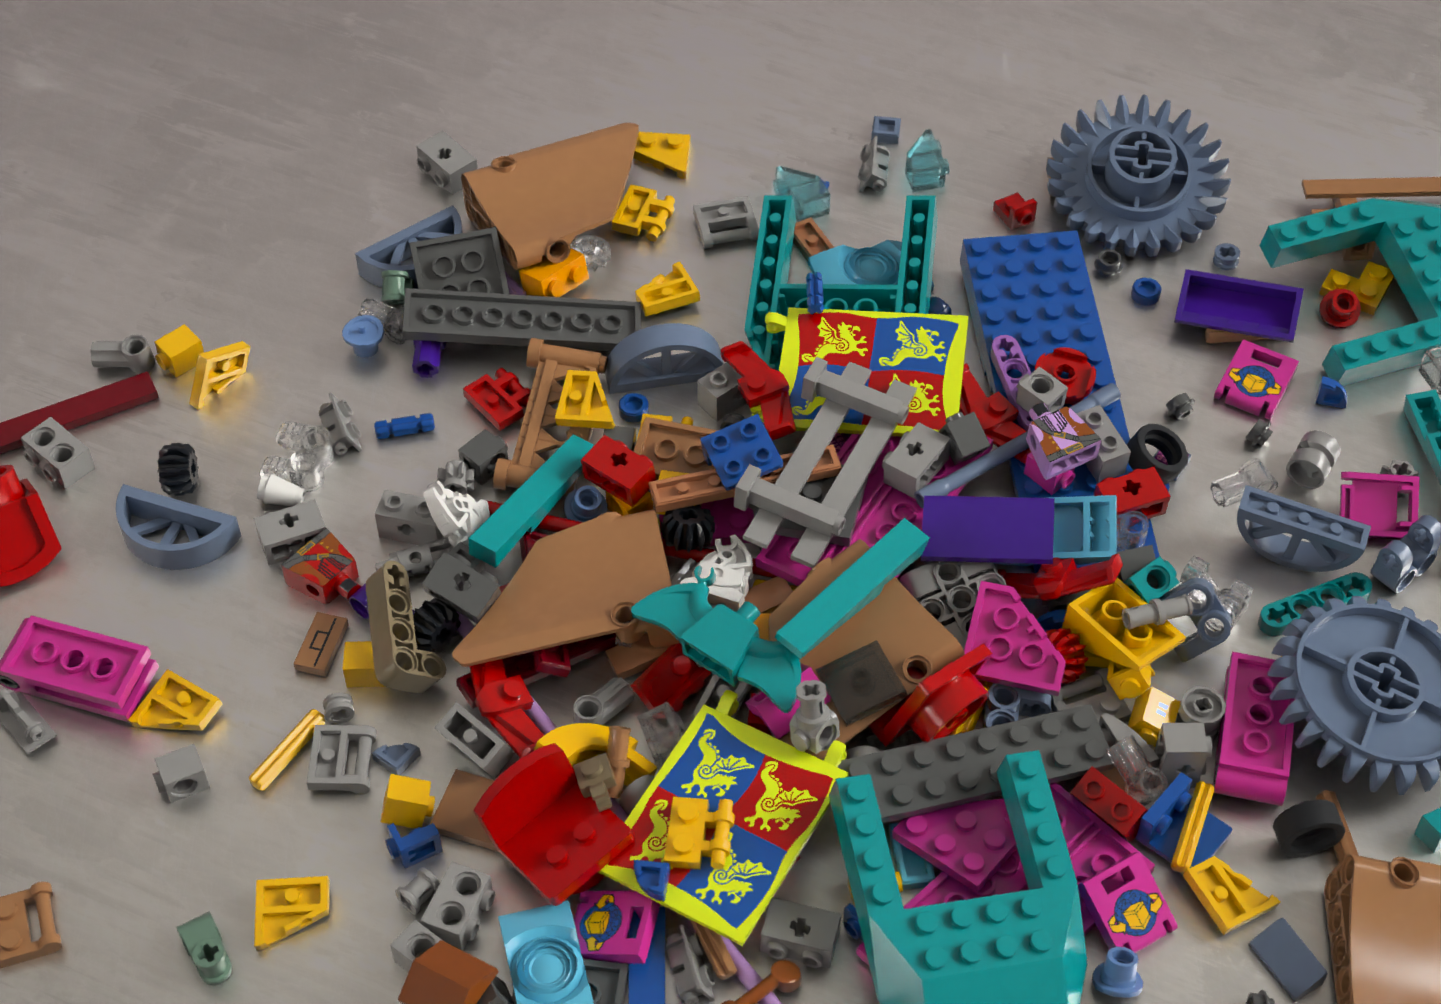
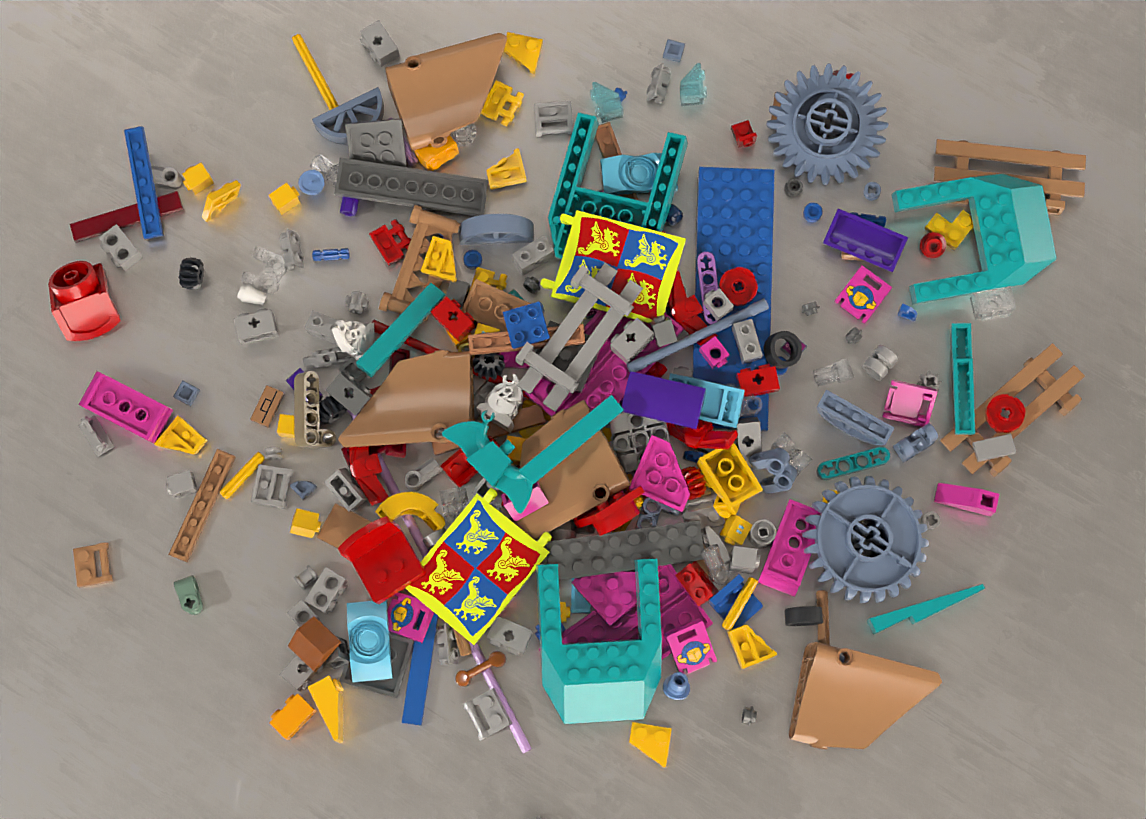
camera: 10 degrees right, 25 degrees up
(93, 361) = (143, 182): none -> blue tile
(180, 642) = (186, 393): none -> sand blue tile
(218, 808) = (202, 505): none -> medium nougat tile
(219, 529) = (183, 301): sand blue window -> none
(288, 906) = (235, 576): yellow wing -> none
(321, 360) = (284, 198): none -> yellow brick
(322, 569) = (272, 357): torso -> none
(349, 204) = (314, 71): none -> yellow axle
(394, 286) = (335, 151): sand green piece -> none
(414, 847) = (309, 549): blue bracket -> none
(482, 454) = (376, 286): dark grey brick -> none
(584, 504) = (432, 332): medium blue piece -> none
(595, 778) = (409, 532): dark tan plate -> none
(617, 755) = (423, 519): medium nougat pin -> none
(652, 878) = (431, 599): blue tile -> none
(687, 833) = (454, 576): yellow plate -> none
(762, 387) = (549, 270): red plate -> none
(813, 724) = (534, 521): light grey connector -> none
(814, 293) = (594, 203): blue axle -> none
(861, 683) = (567, 497): clear smoke plate -> none
(1060, 440) = (719, 343): torso -> none
(1157, 611) = (748, 473): light grey pin -> none
(1162, 571) = (751, 455): teal brick -> none
(1289, 959) = (772, 689): sand blue slope -> none

